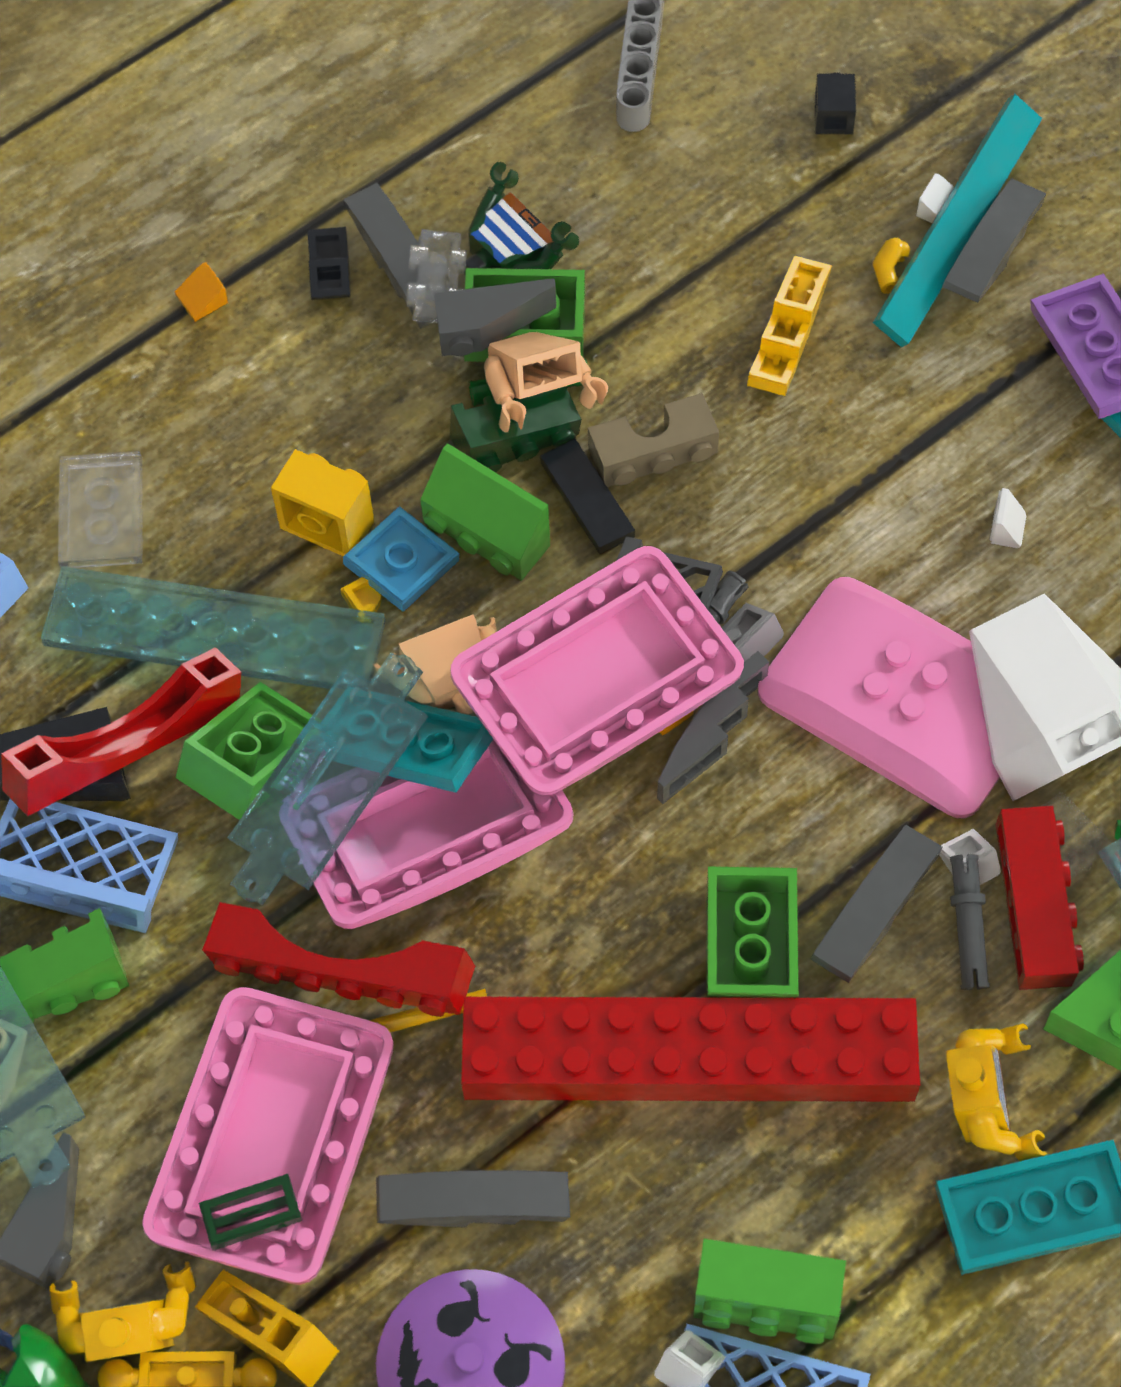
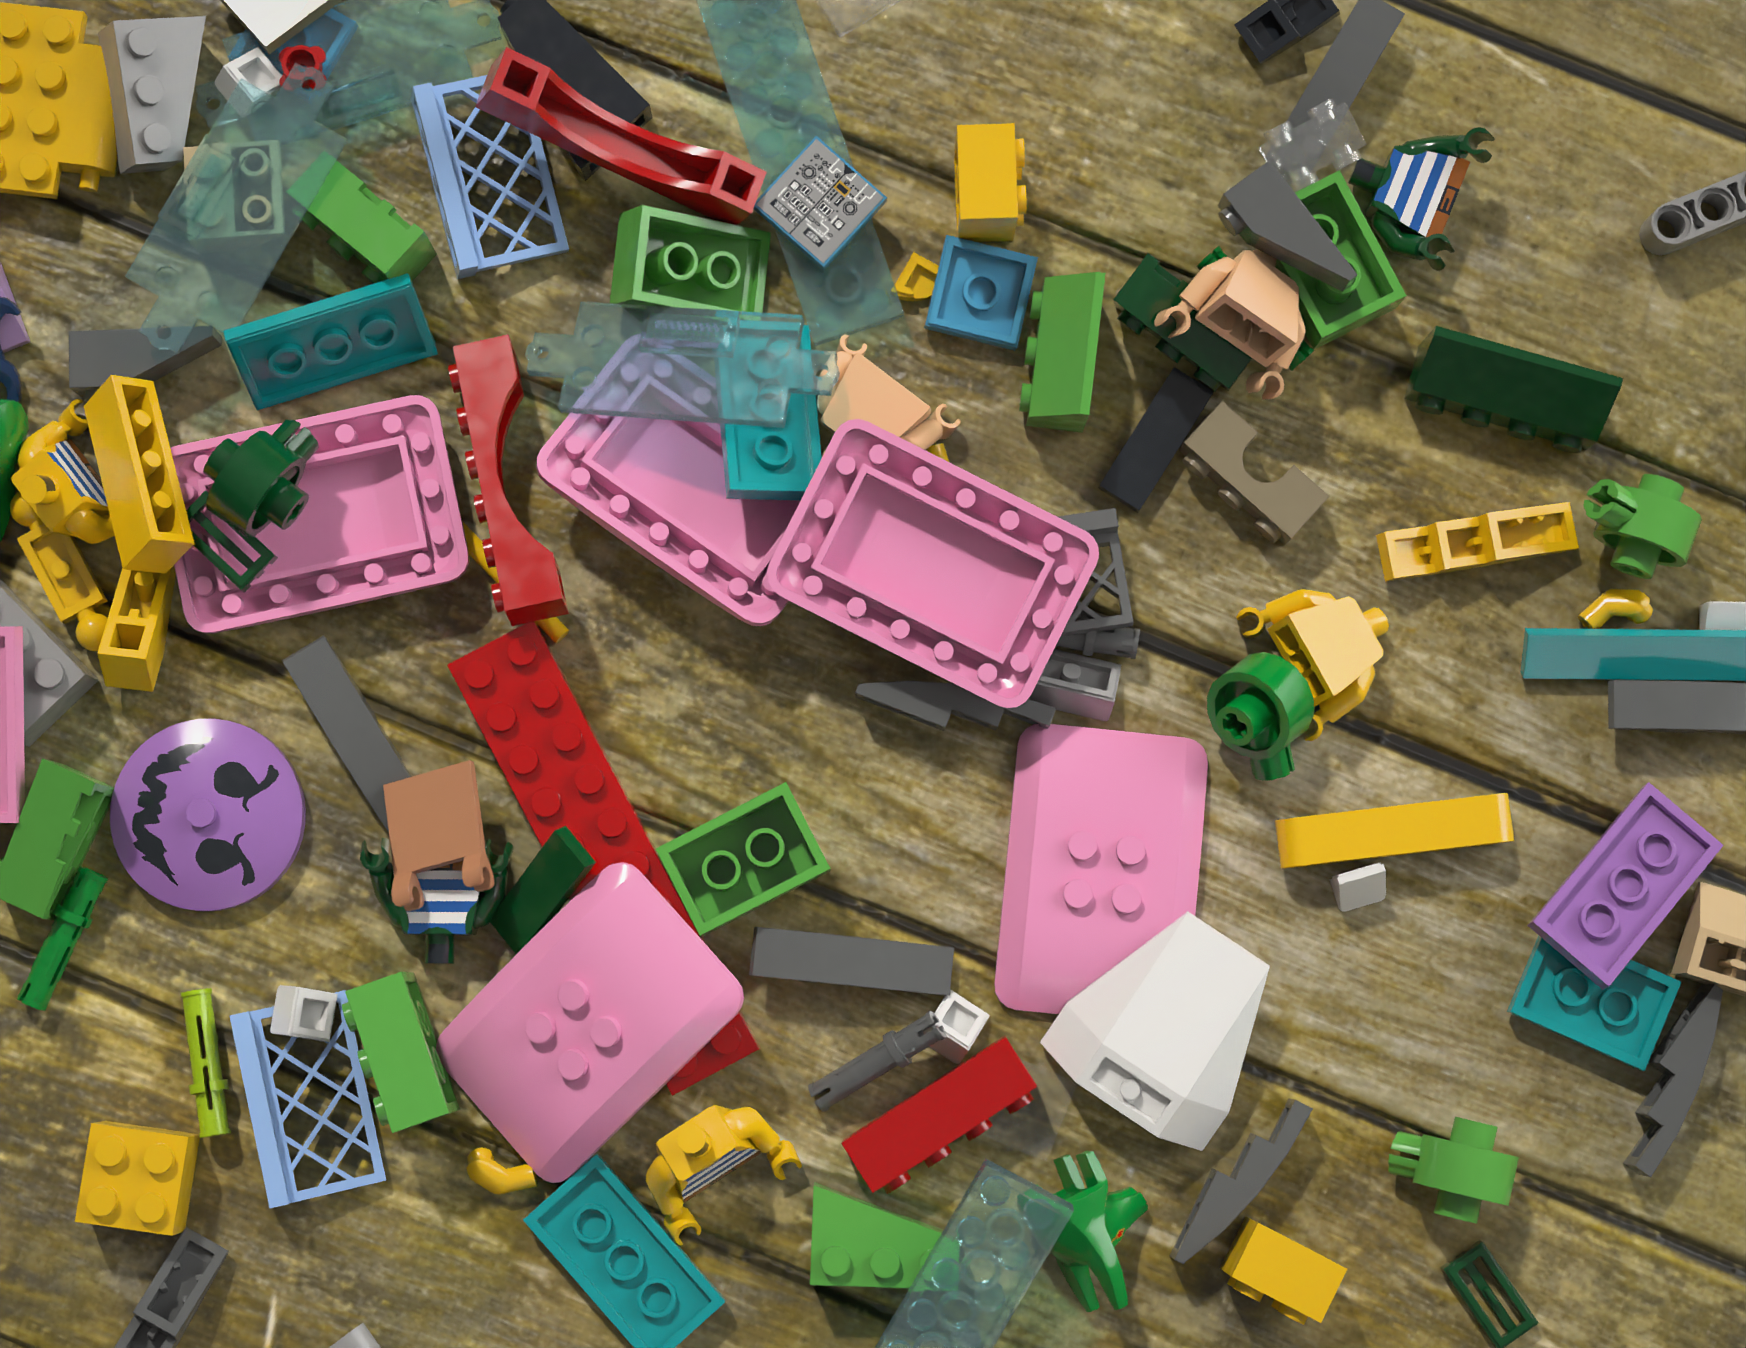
camera: 55 degrees right, 20 degrees up
(137, 1045) = (331, 342): none -> teal tile
(151, 1253) = (138, 475): none -> yellow brick
(220, 1143) = (260, 478): none -> dark green piece
(263, 626) = (820, 203): none -> tile
(589, 1160) = (434, 824): none -> nougat flag
(648, 1195) = (448, 905): none -> torso
(690, 244) = (1511, 389): none -> dark green slope
(693, 1103) = (542, 888): none -> dark green tile
(815, 451) = (1327, 644): none -> yellow torso
(825, 1120) = (589, 1021): none -> bright pink wedge
(840, 513) = (1260, 711): none -> green piece
(841, 208) = (1643, 524): none -> bright green piece
(914, 1278) = (496, 1178): none -> yellow arm
(977, 478) = (1394, 830): none -> yellow beam

